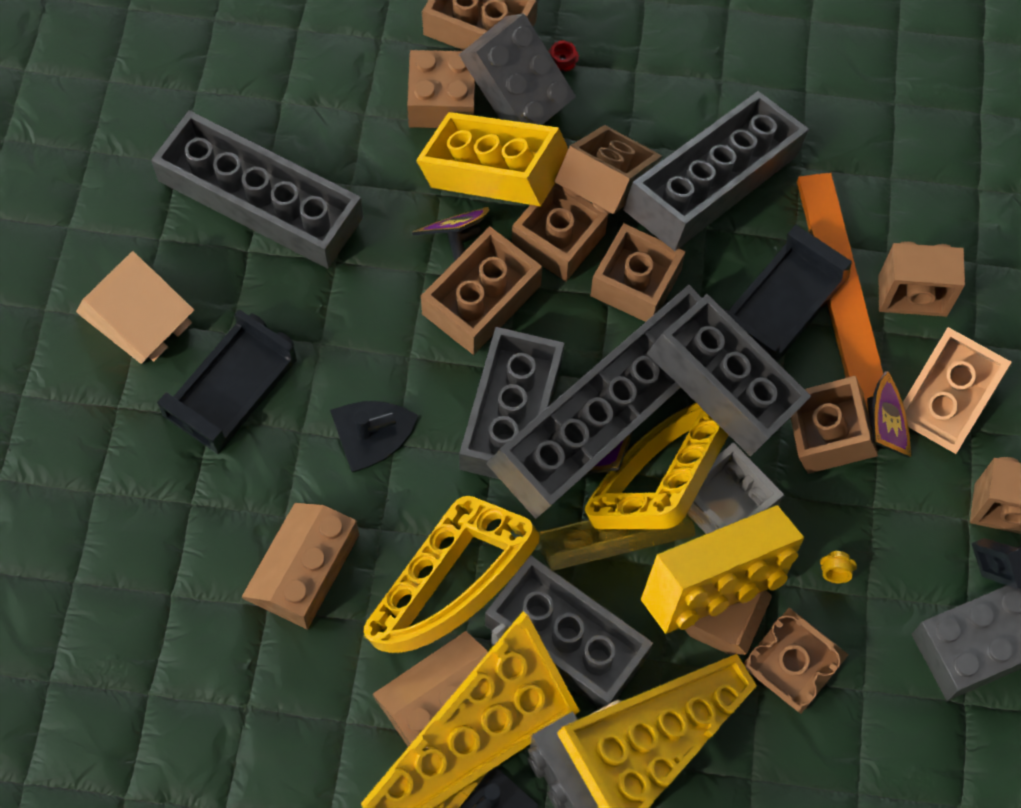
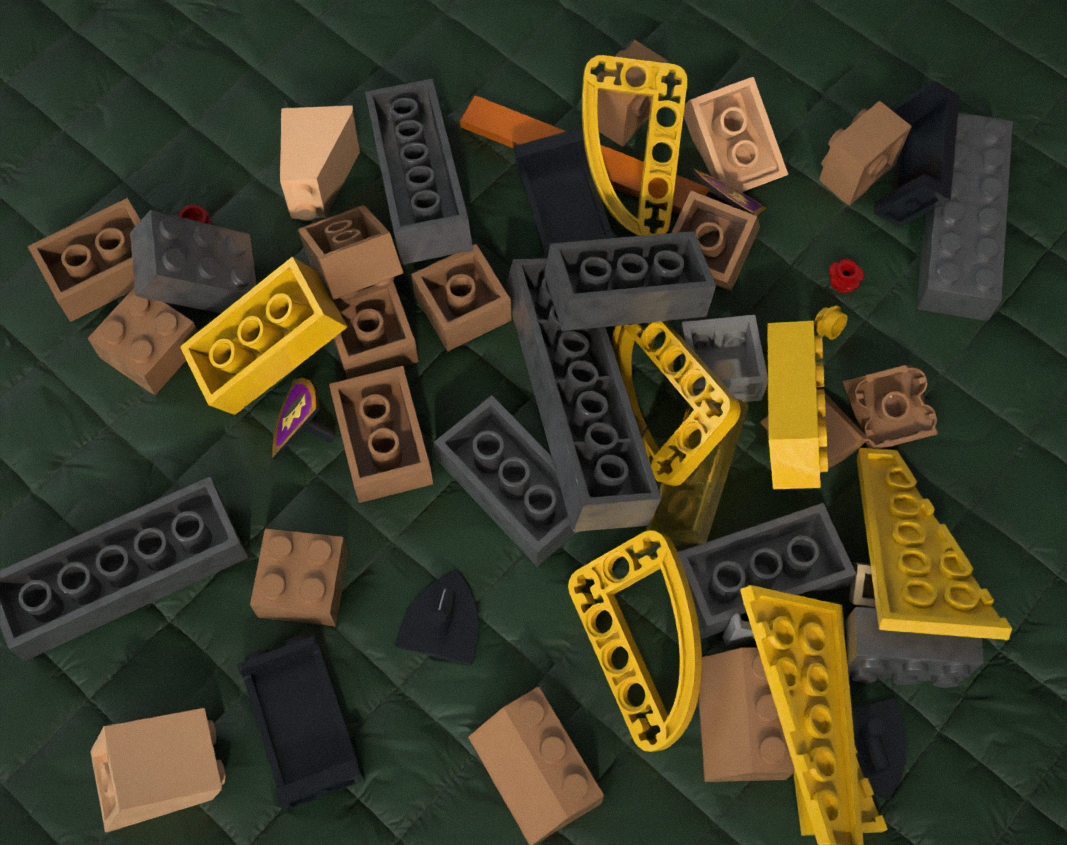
camera: 55 degrees left, 0 degrees up
(333, 310) = (299, 577): none -> medium nougat brick
(673, 96) = (316, 157): none -> light nougat slope
(890, 319) = (655, 134): none -> yellow beam
(891, 563) = (845, 283): none -> red plate

